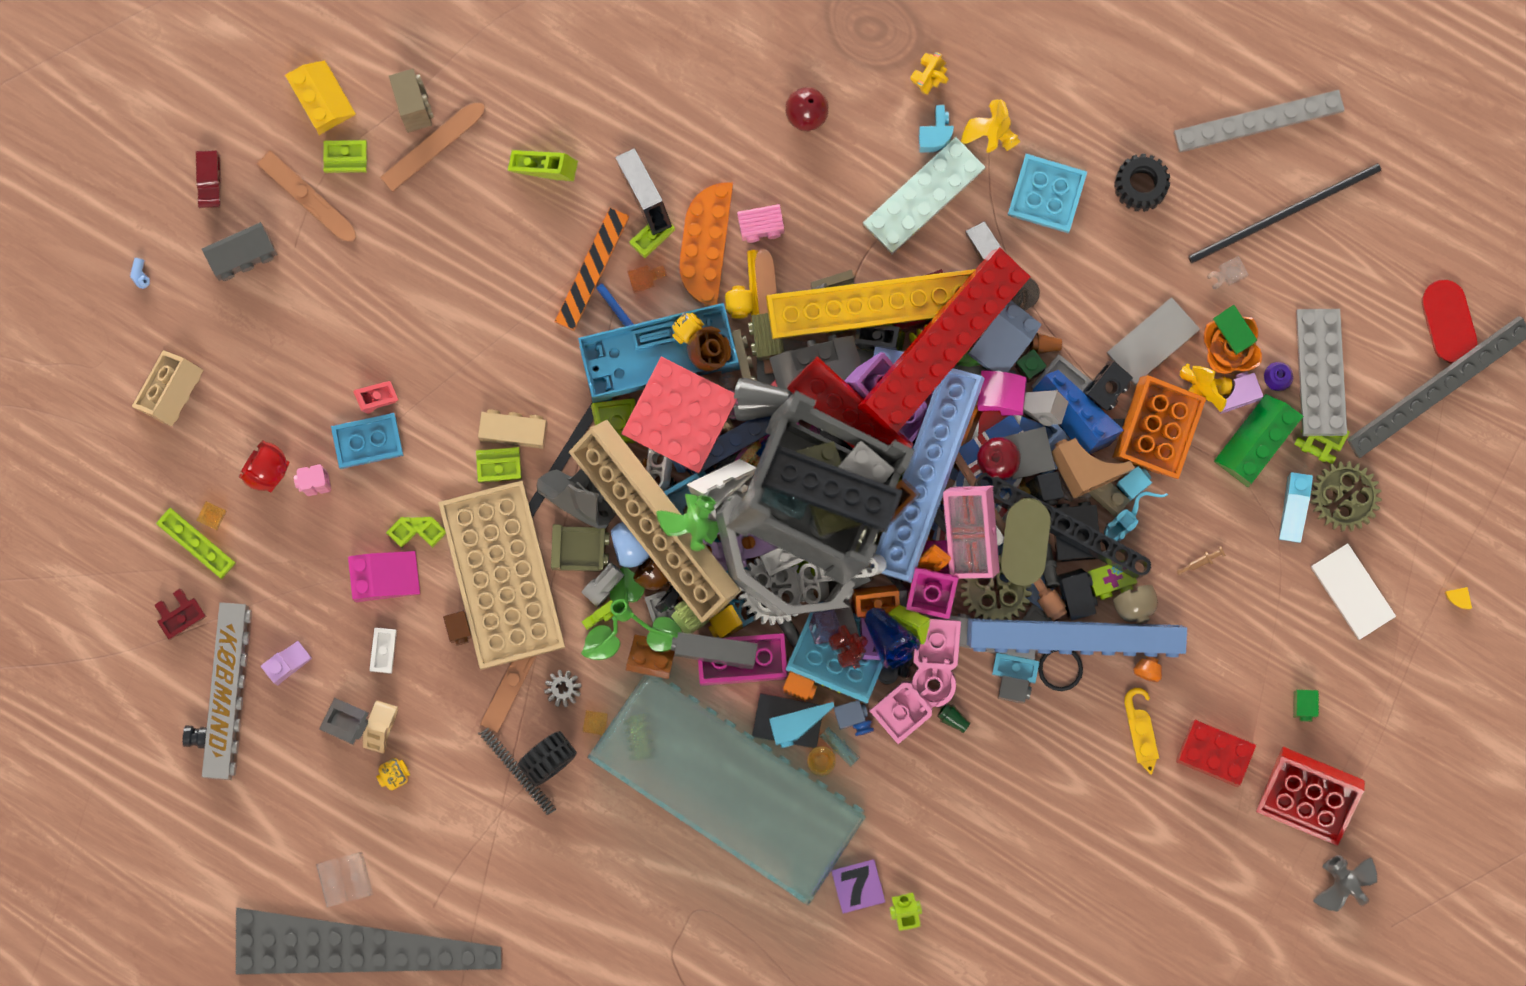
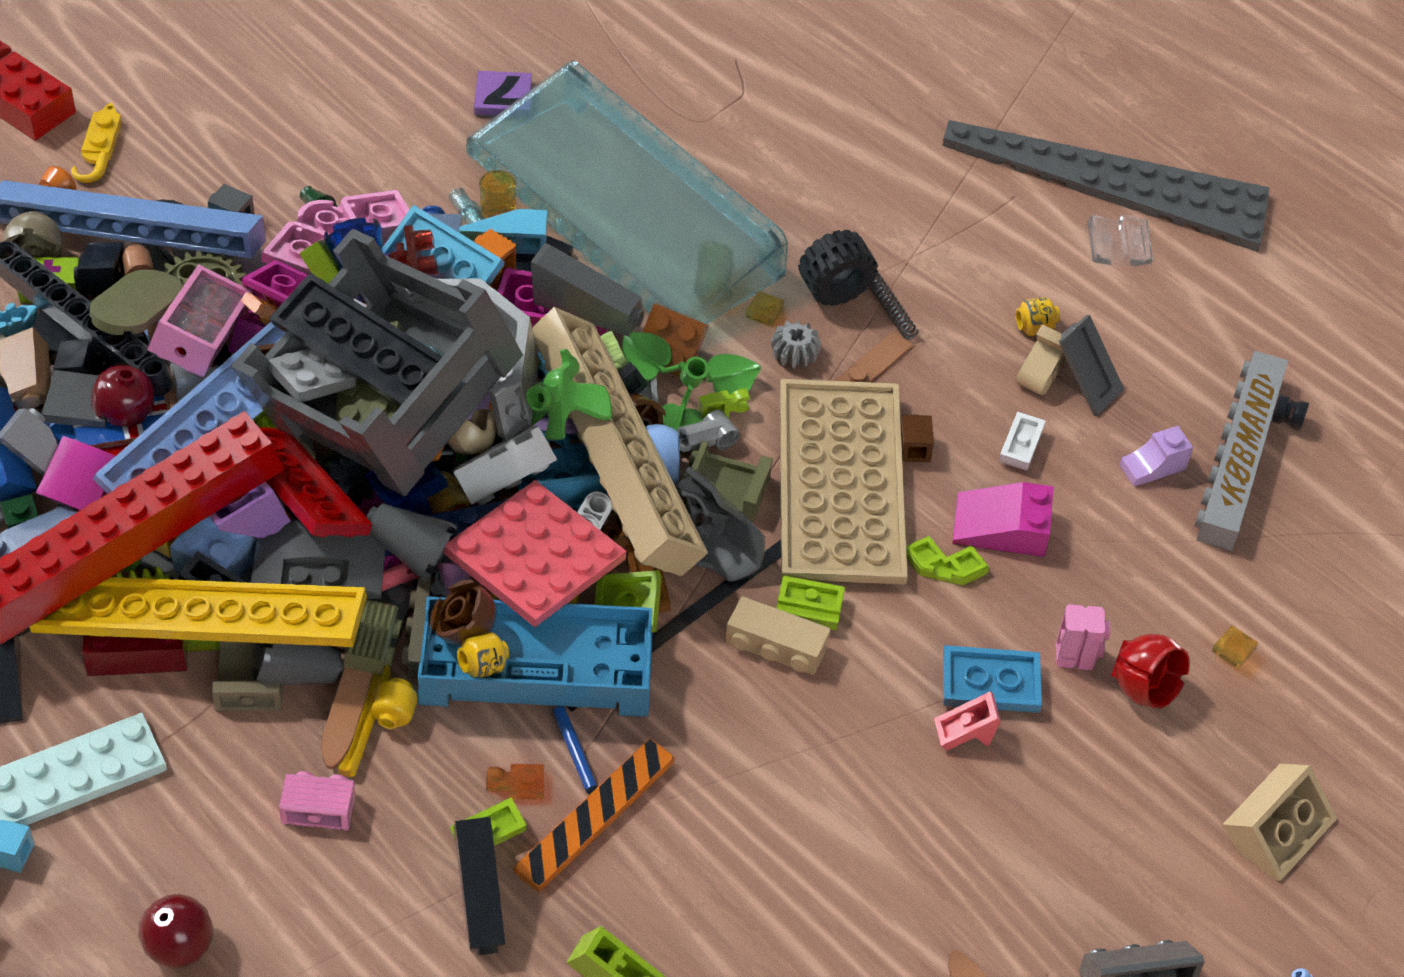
camera: 170 degrees left, 30 degrees down
(182, 617) = (1295, 540): dark red plate -> none
(195, 543) = (1262, 626): lime tile -> none
(705, 242) = (410, 805): orange plate -> none
(906, 911) = (456, 41): lime brick -> none

